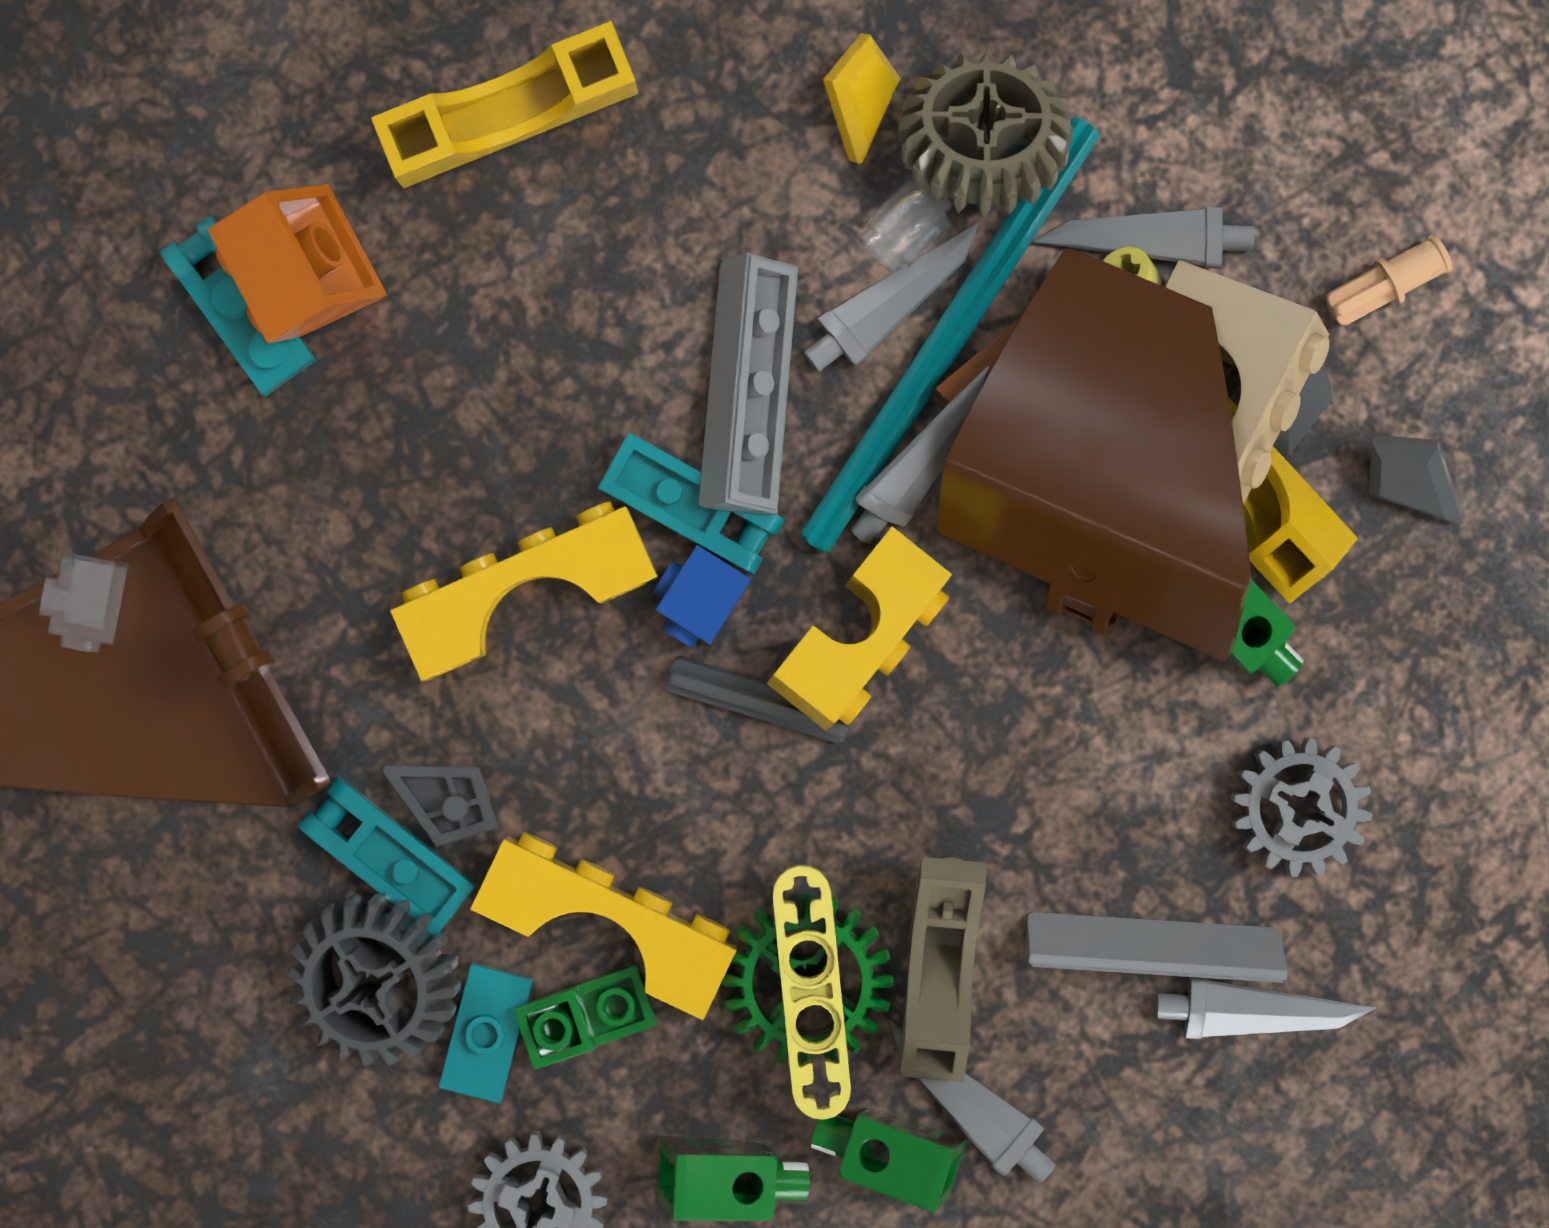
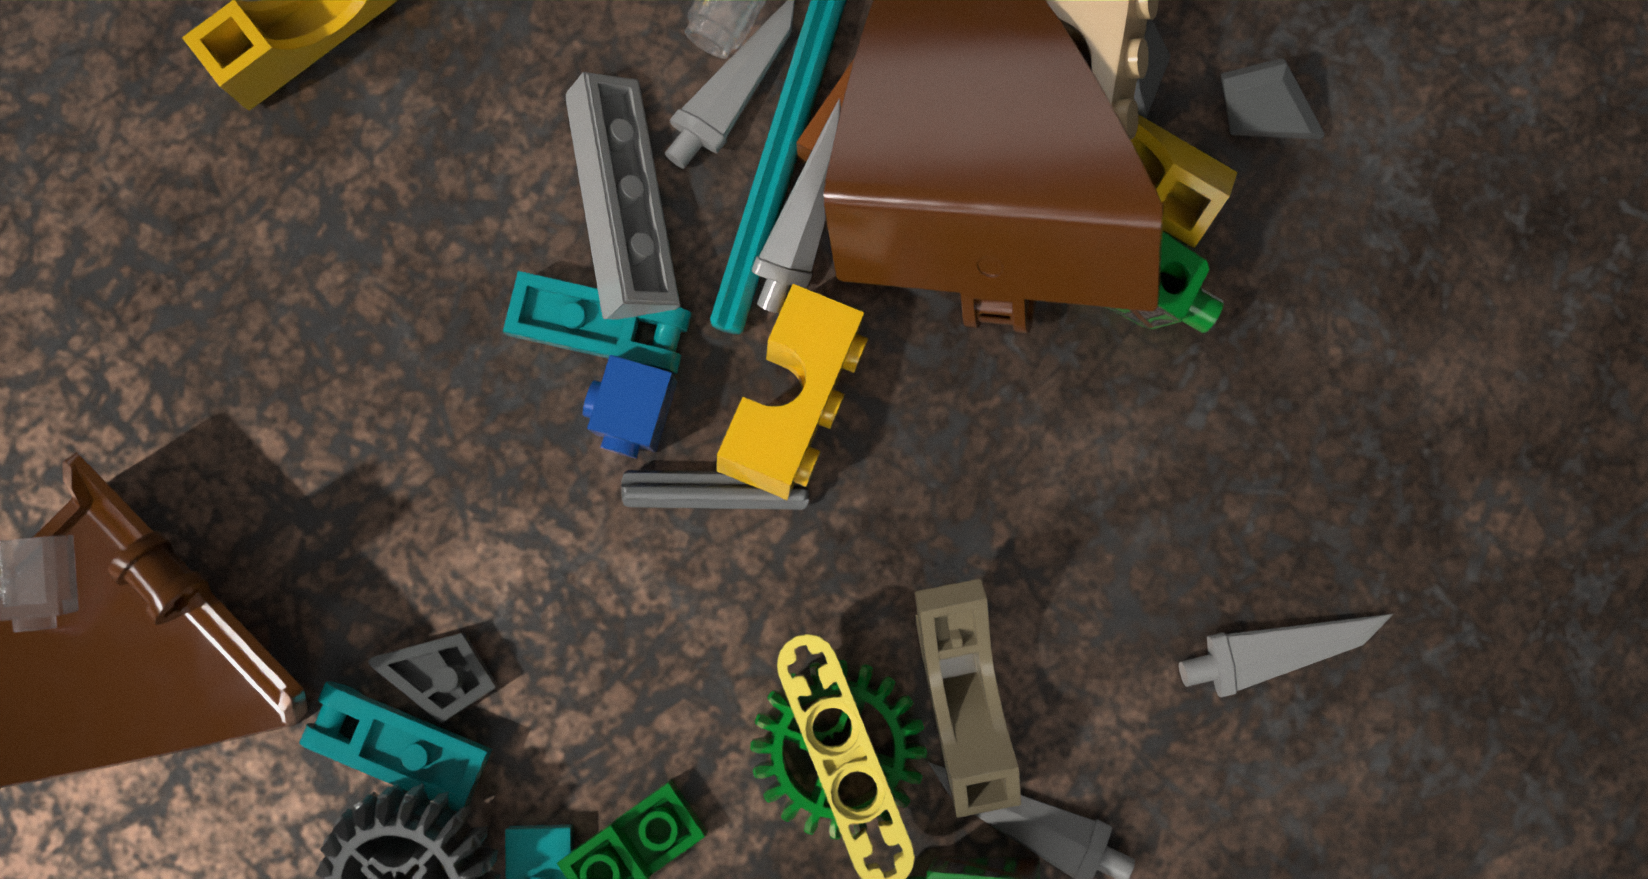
camera: 10 degrees left, 5 degrees down
(225, 309) = (120, 264): teal plate -> none
(295, 261) = (151, 198): orange slope -> none
(450, 623) = (396, 500): yellow arch -> none
(679, 957) = (541, 736): yellow arch -> none
(1155, 947) = (1166, 617): light grey slope -> none
(1316, 781) = (1255, 467): light grey gear -> none

